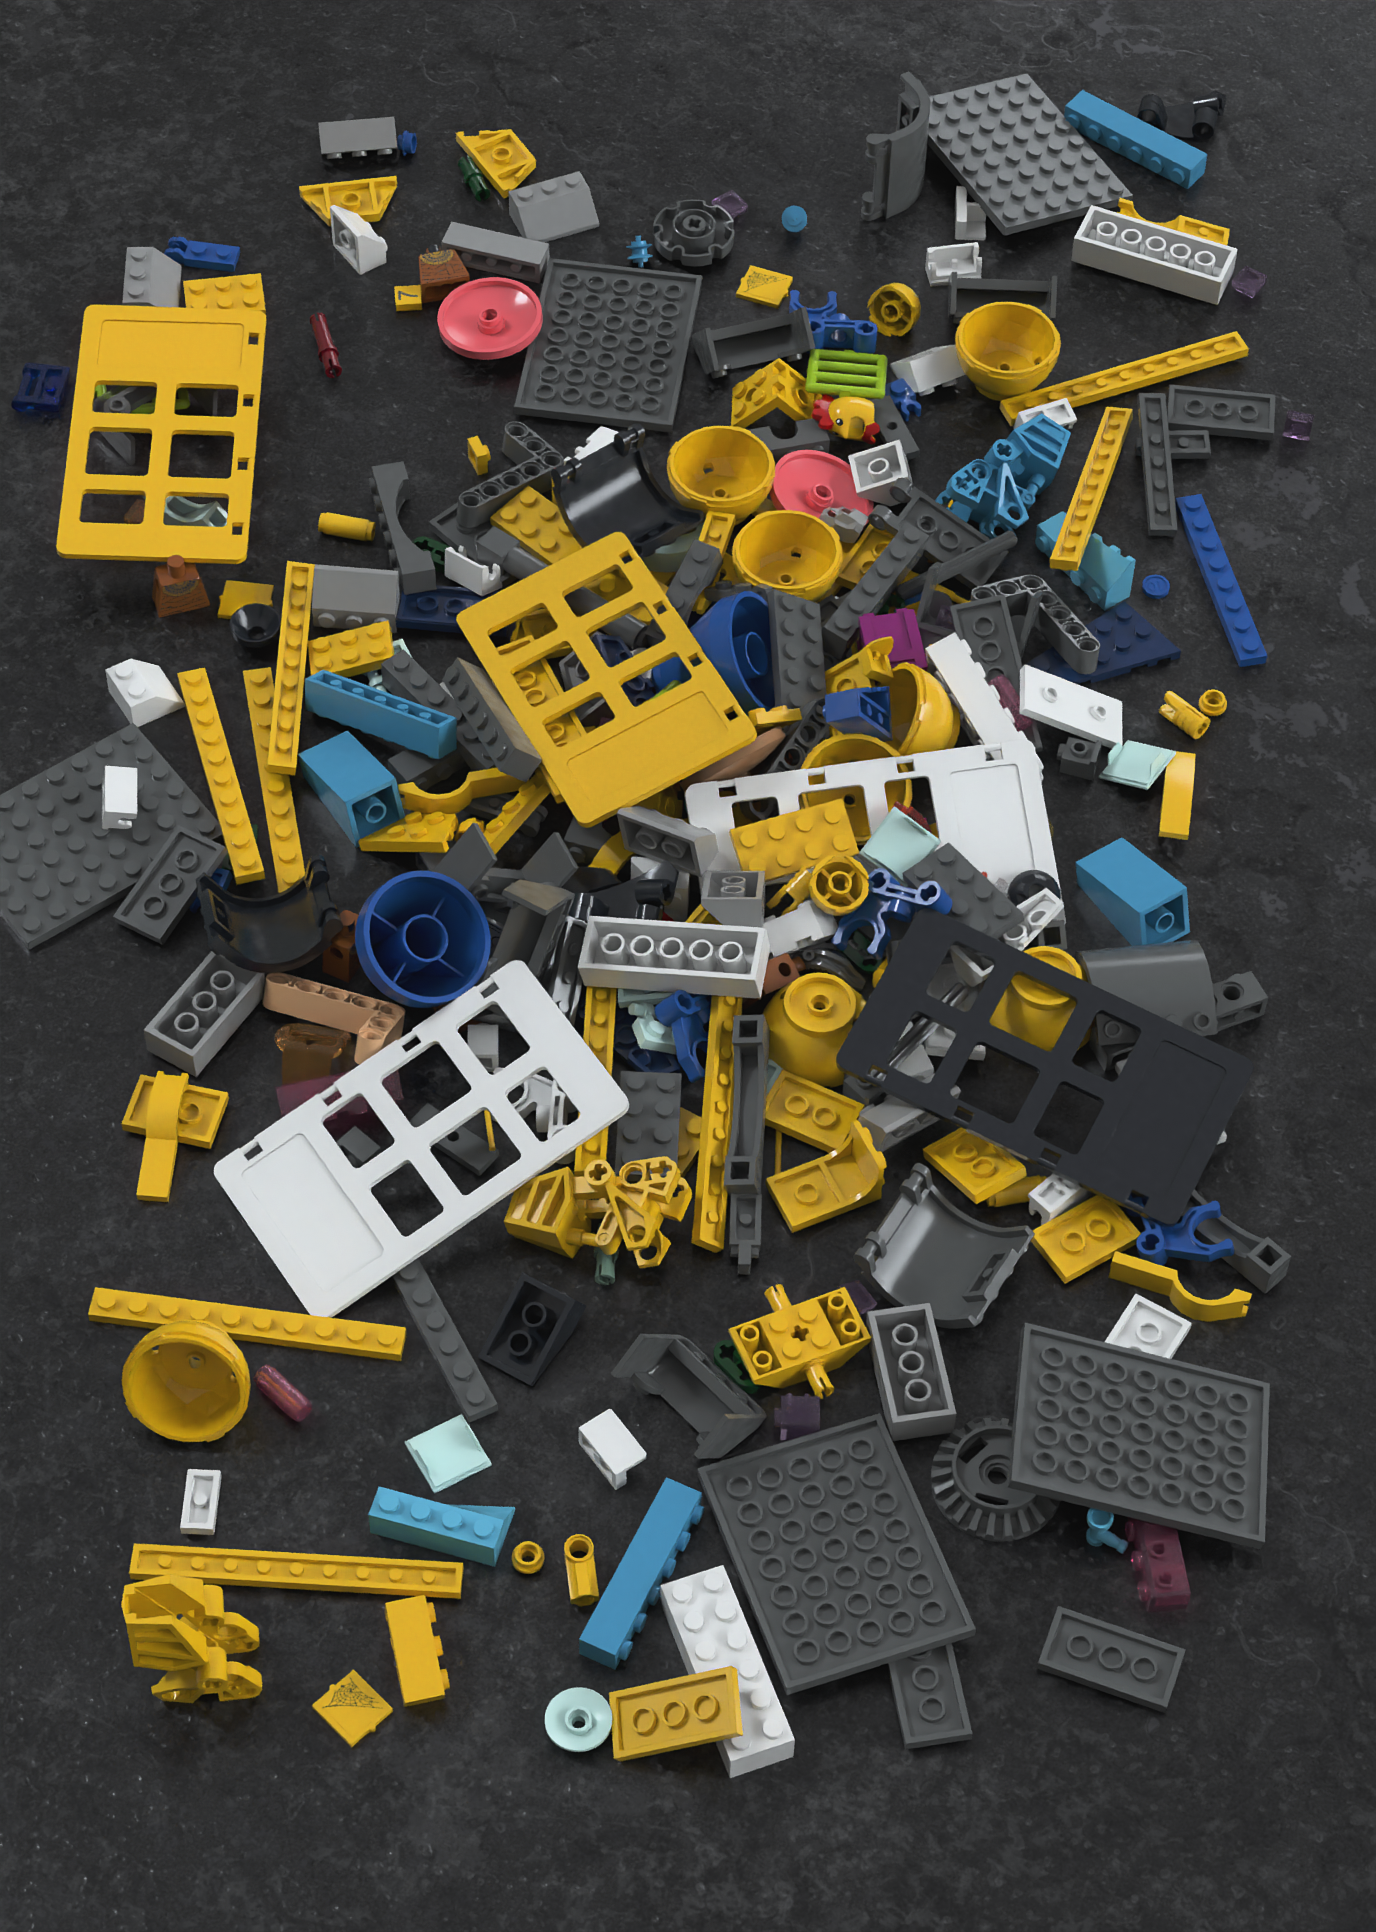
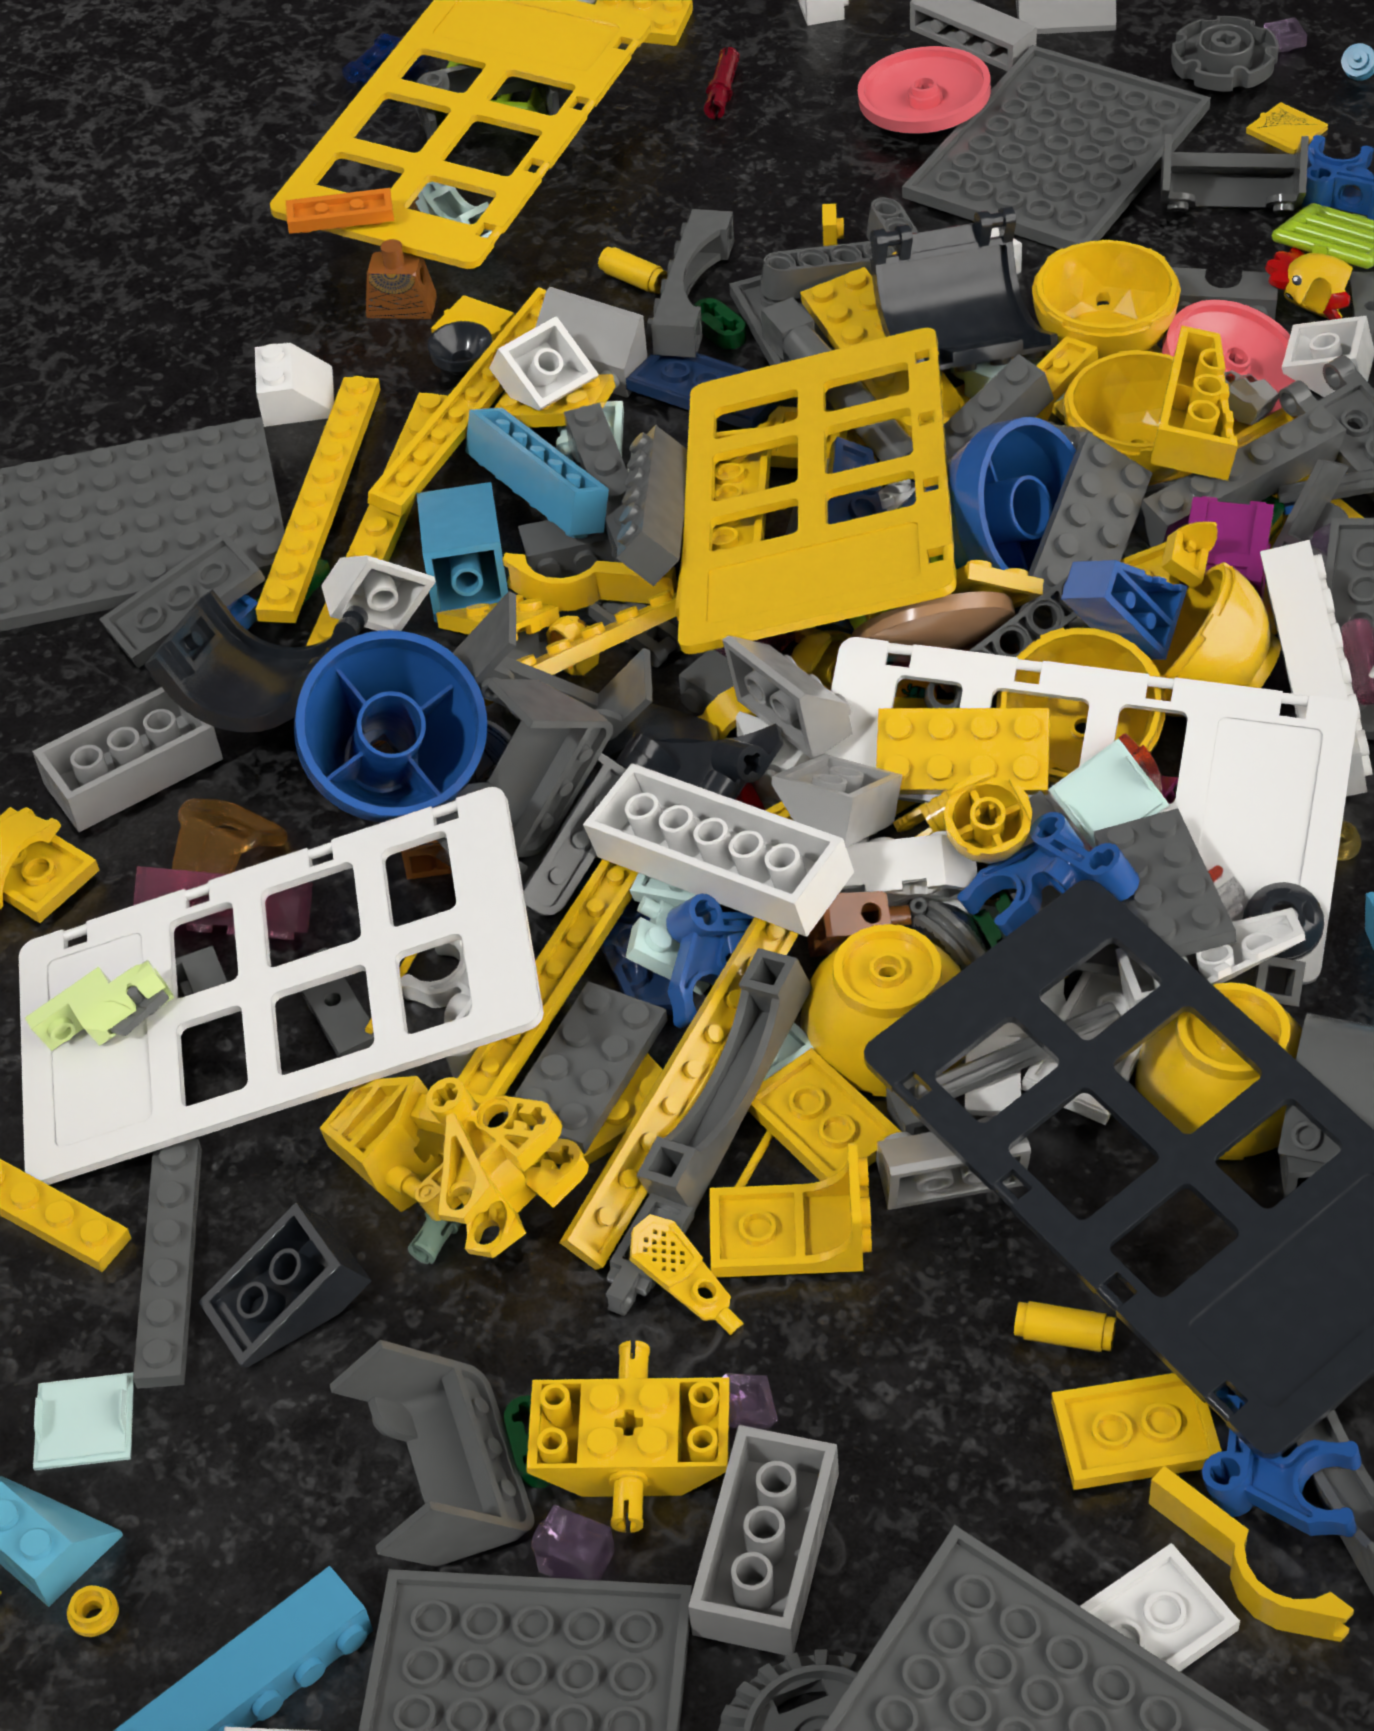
camera: 30 degrees right, 5 degrees down
(119, 797) = (179, 484): white hinge -> none
(121, 542) = (339, 210): none -> orange plate
(312, 1189) = (101, 1006): none -> yellowish green plate
(316, 837) = (379, 587): none -> white slope
(341, 631) = (542, 365): none -> white slope
(373, 1020) = (293, 804): light nougat beam -> none
(408, 298) = (846, 56): yellow tile -> none
(440, 273) = (891, 33): dark orange torso -> none
(470, 573) = (741, 346): white hinge -> none
(484, 1043) = (431, 893): white brick -> none
(581, 1571) = (145, 1660): yellow piece -> none
(611, 1447) = (288, 1491): white panel -> none
(639, 251) = (1146, 59): dark azure wheel -> none
(756, 1228) = (686, 1277): none -> yellow piece
(771, 388) = (1237, 226): yellow bracket -> none
(835, 555) = (1195, 414): none -> yellow wedge
(939, 1255) = (894, 1378): dark grey hinge -> none
(974, 1164) = (1013, 1269): yellow plate -> none
(1055, 1197) = (1112, 1355): white hinge -> none

